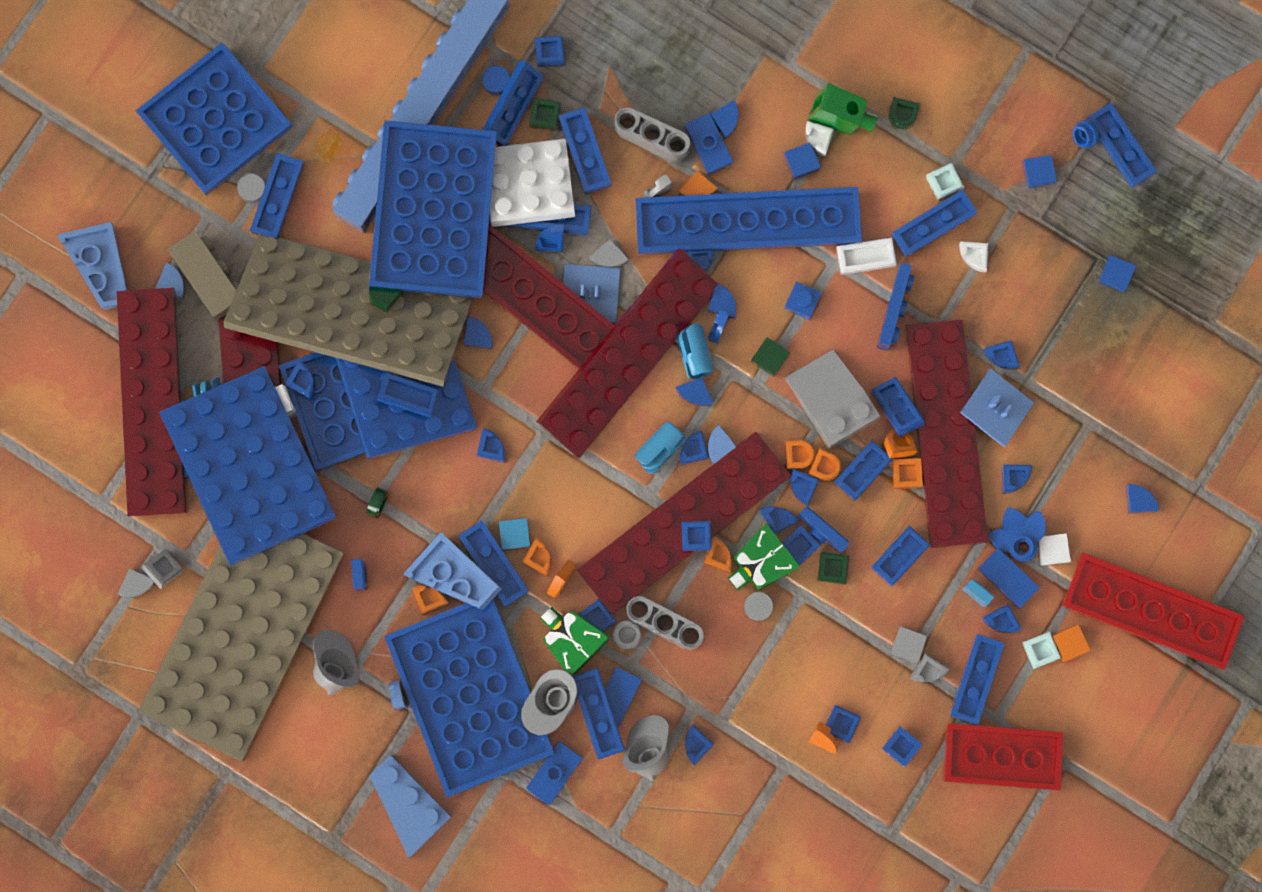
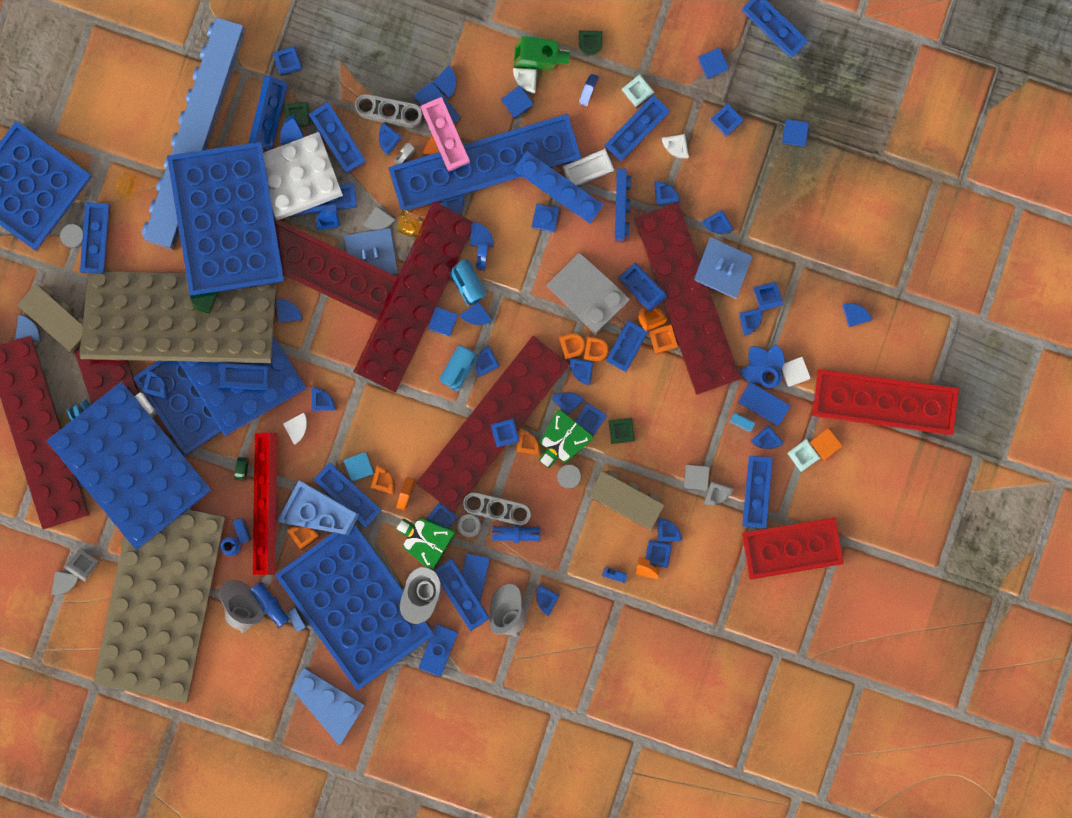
camera: 10 degrees left, 5 degrees up
(335, 586) = (226, 543): none -> blue pin
(369, 670) = (269, 604): none -> blue pin
(394, 550) = (264, 503): none -> red plate
(453, 471) = (296, 428): none -> white tile
(495, 79) = (249, 96): blue tile -> none
(533, 129) = (290, 130): none -> blue tile
(643, 166) = (388, 138): none -> blue tile
(644, 267) = (409, 223): none -> clear yellow plate
(654, 390) = (442, 321): none -> blue tile
(680, 658) = (515, 533): none -> blue pin
(710, 175) = (445, 134): none -> bright pink plate
(719, 445) = (506, 353): medium blue tile -> none
(770, 357) = (529, 271): dark green tile -> none
(786, 737) = (615, 575): none -> blue tile
(820, 650) = (626, 499): none -> dark tan brick
(822, 530) = (606, 403): blue plate -> none
(827, 267) = (558, 187): none -> blue plate
(859, 700) = (667, 531): none -> blue tile
(888, 166) = (588, 89): none -> tile
(900, 556) = (673, 408): blue plate -> none
(901, 746) = (709, 560): blue plate -> none
(949, 307) = (665, 194): none -> blue tile
(1040, 239) = (726, 120): none -> blue tile
(1042, 453) = (768, 296): none -> blue tile
(1085, 134) = (743, 23): blue plate -> none

